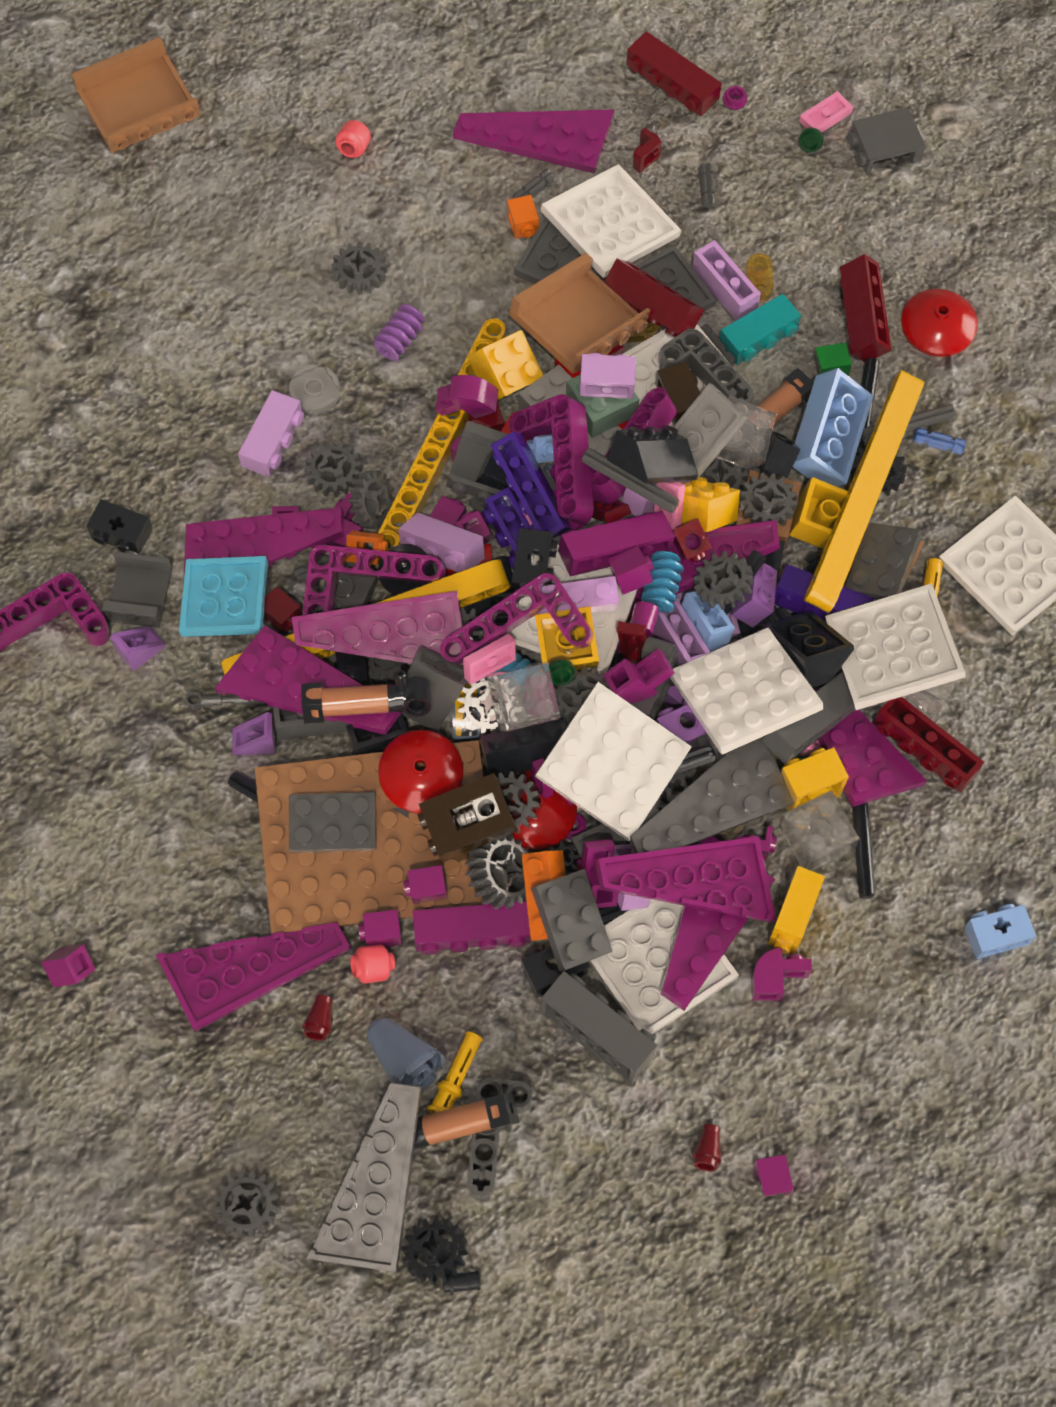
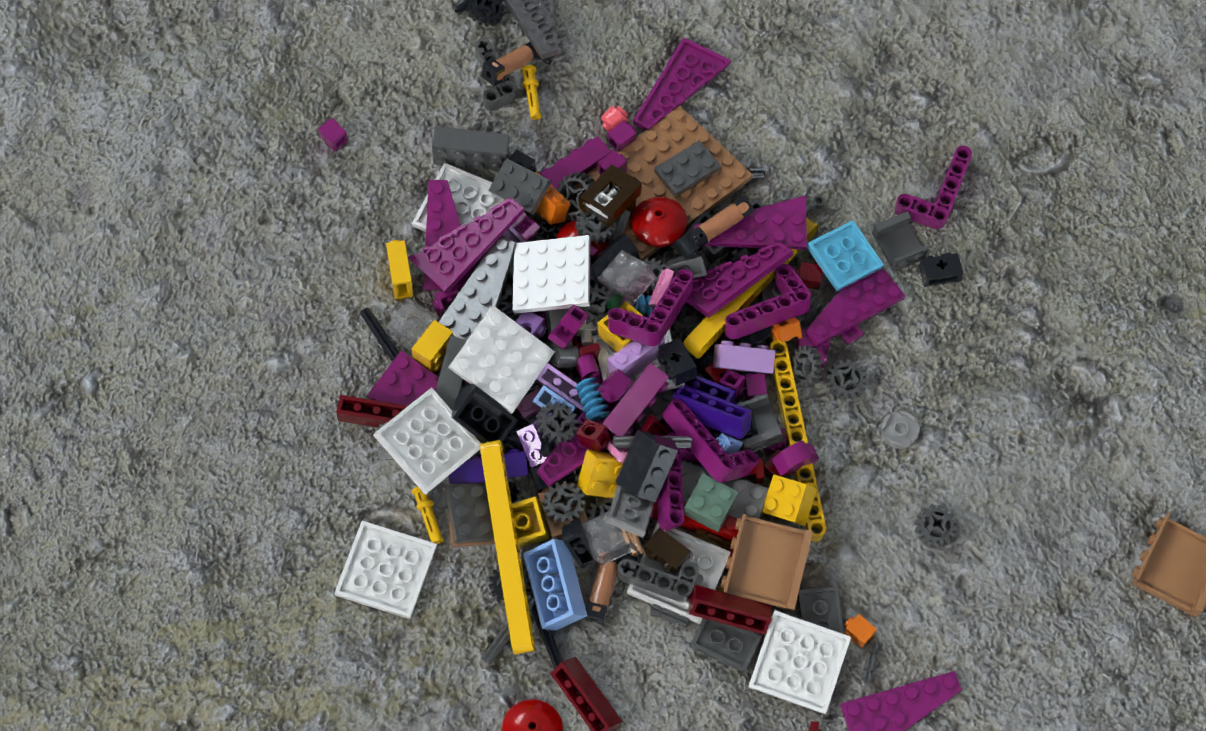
camera: 145 degrees right, 0 degrees up
(68, 965) = (771, 32): magenta panel -> none
(137, 645) = (873, 208): medium lavender slope -> none
(255, 736) = (767, 196): medium lavender slope -> none
(271, 434) = (900, 379): lavender brick -> none
(318, 1021) = (622, 78): dark red cone -> none
(353, 139) = (1015, 620): coral head -> none
(399, 332) = (873, 491): medium lavender piece -> none
(404, 1055) = (566, 82): sand blue cone -> none
(607, 376) = (712, 499): lavender brick -> none
(708, 1151) = (375, 129): dark red cone -> none
(725, 280) = (692, 660): lavender brick -> none
(761, 329) = (647, 641): teal brick -> none
(763, 278) = (674, 684): clear yellow plate -> none
(770, 971) = (393, 230): magenta brick -> none
(833, 357) = (584, 645): green panel -> none
(939, 441) = (481, 633): axle -> none
(988, 941) = (277, 322): light blue brick -> none

